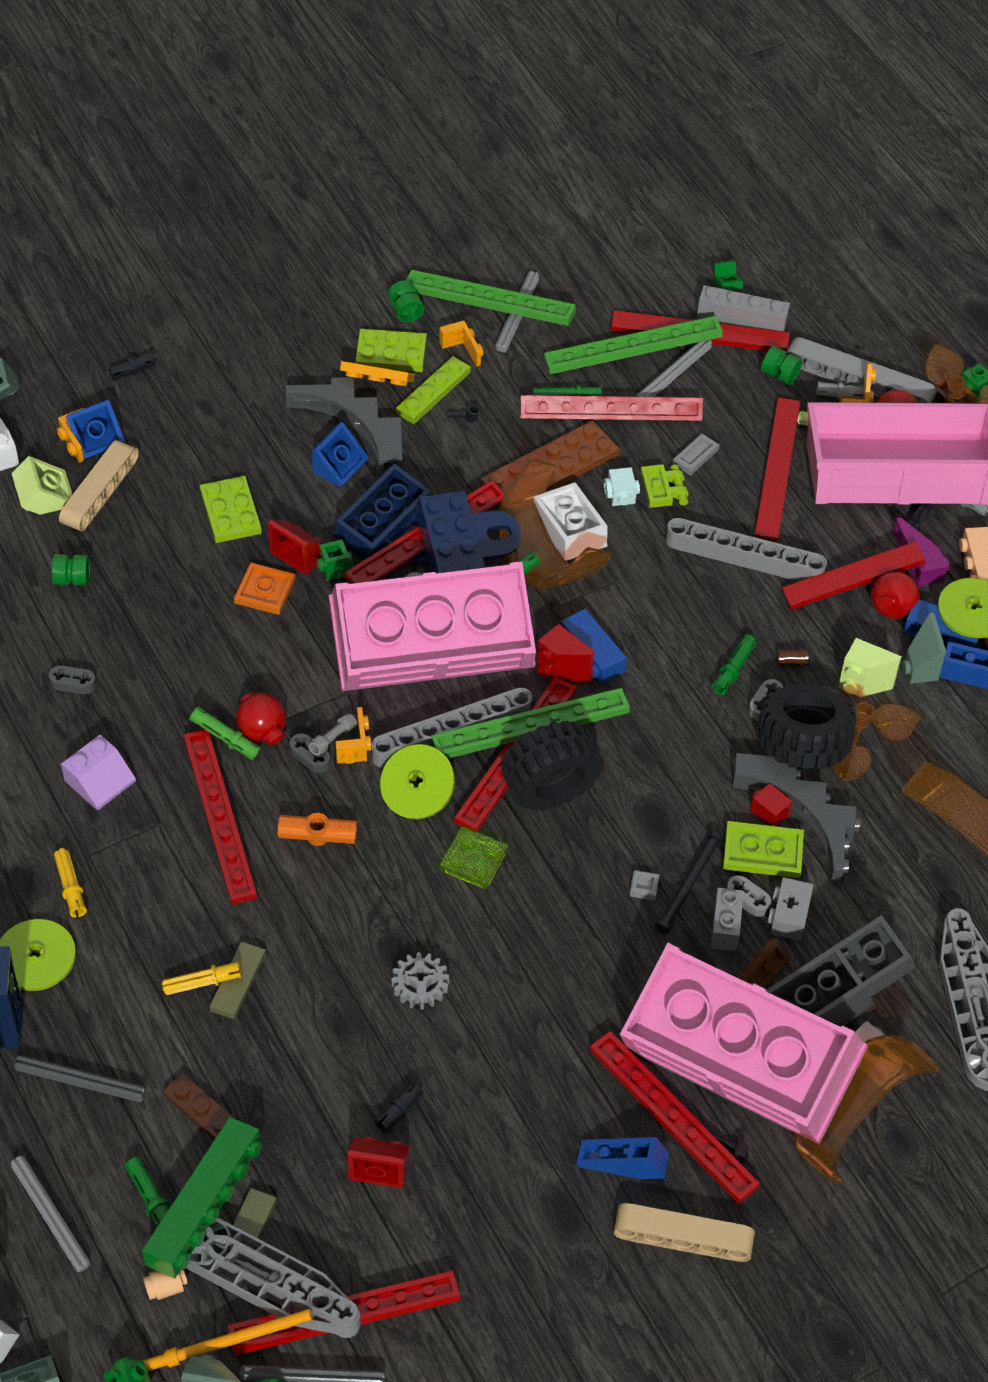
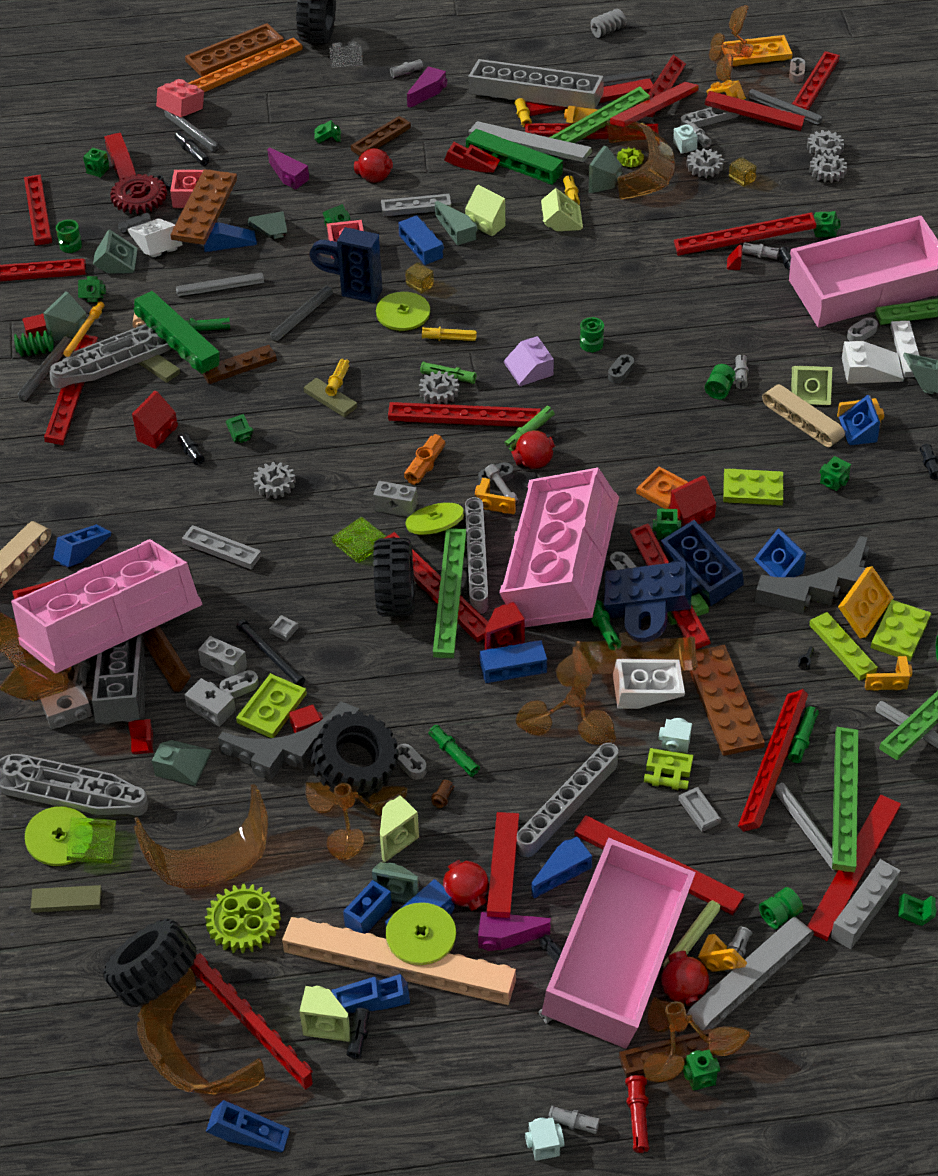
camera: 115 degrees right, 5 degrees down
(27, 717) = (591, 334): none -> green wheel
(35, 560) = (741, 371): none -> light grey pin
(146, 849) = (459, 374): none -> bright green pin
(182, 856) = (439, 388): none -> light grey gear
(191, 434) = (835, 473): none -> green brick
(346, 1056) = (239, 428): none -> green bracket
(400, 834) = (395, 499): none -> light grey brick
(555, 997) = (221, 547): none -> light grey plate
(619, 576) = (573, 672): none -> clear orange plant
(826, 535) = (565, 863): none -> blue slope
(870, 903) = (180, 761): none -> sand green slope

